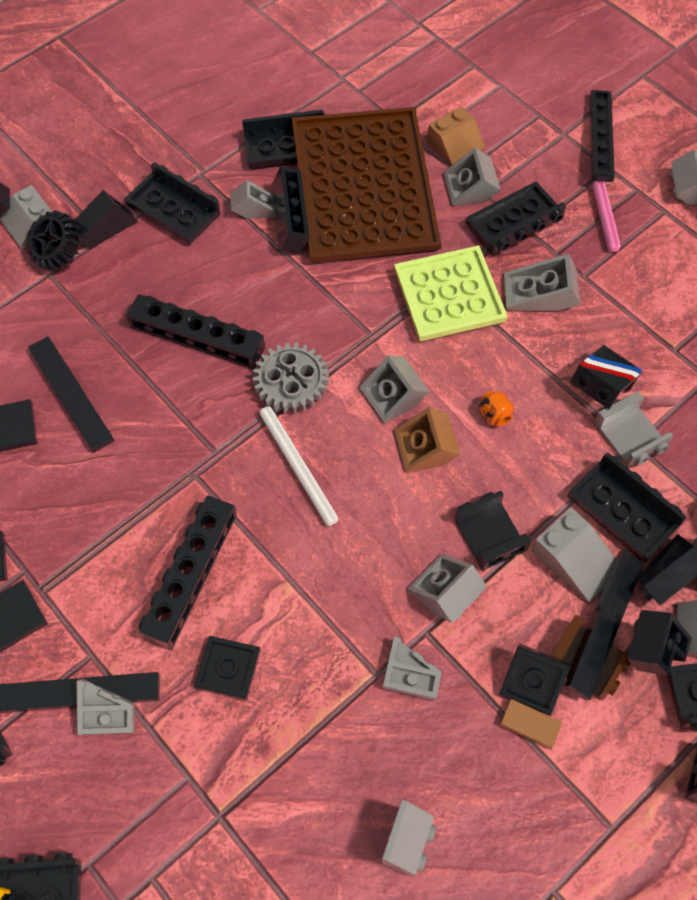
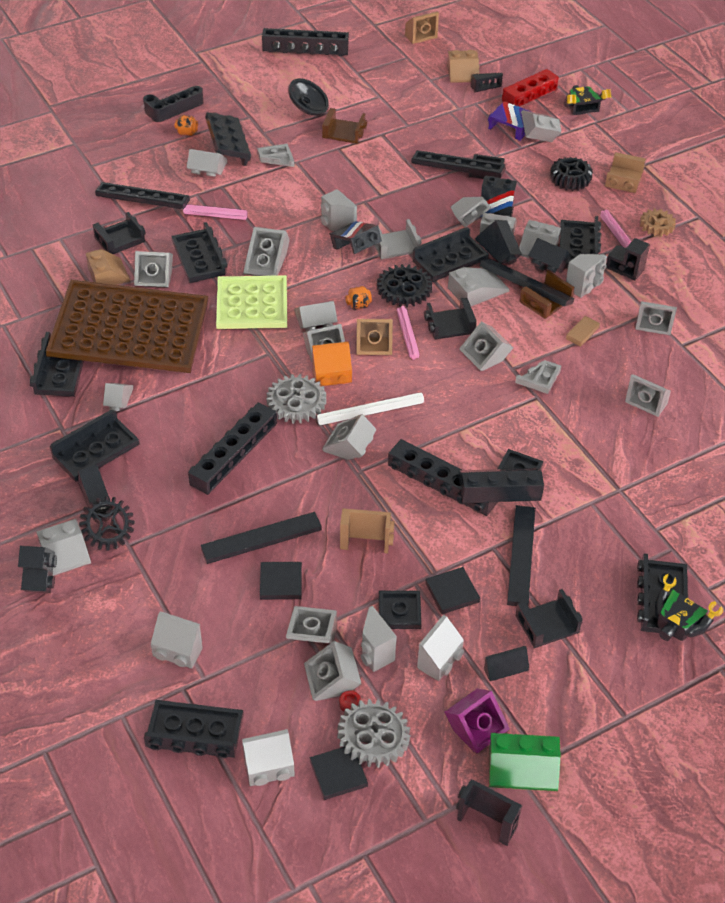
camera: 80 degrees left, 15 degrees down
(76, 474) = (366, 525): none -> medium nougat panel
(102, 711) = (540, 537): light grey wing -> none
(168, 639) = (501, 485): none -> black slope
(234, 450) = (350, 438): none -> light grey slope
(290, 210) = (139, 370): black brick -> none
(349, 401) = (332, 363): none -> orange slope
(445, 365) = (315, 315): none -> light grey slope
(451, 482) = (407, 332): none -> bright pink axle
(520, 133) = (120, 235): none -> black panel
(535, 679) = (557, 318): black tile -> none
(563, 464) = (404, 285): none -> black gear
(590, 836) = (655, 318): none -> light grey slope
(646, 708) = (586, 272): none -> light grey slope
(650, 341) = (337, 210): none -> light grey slope

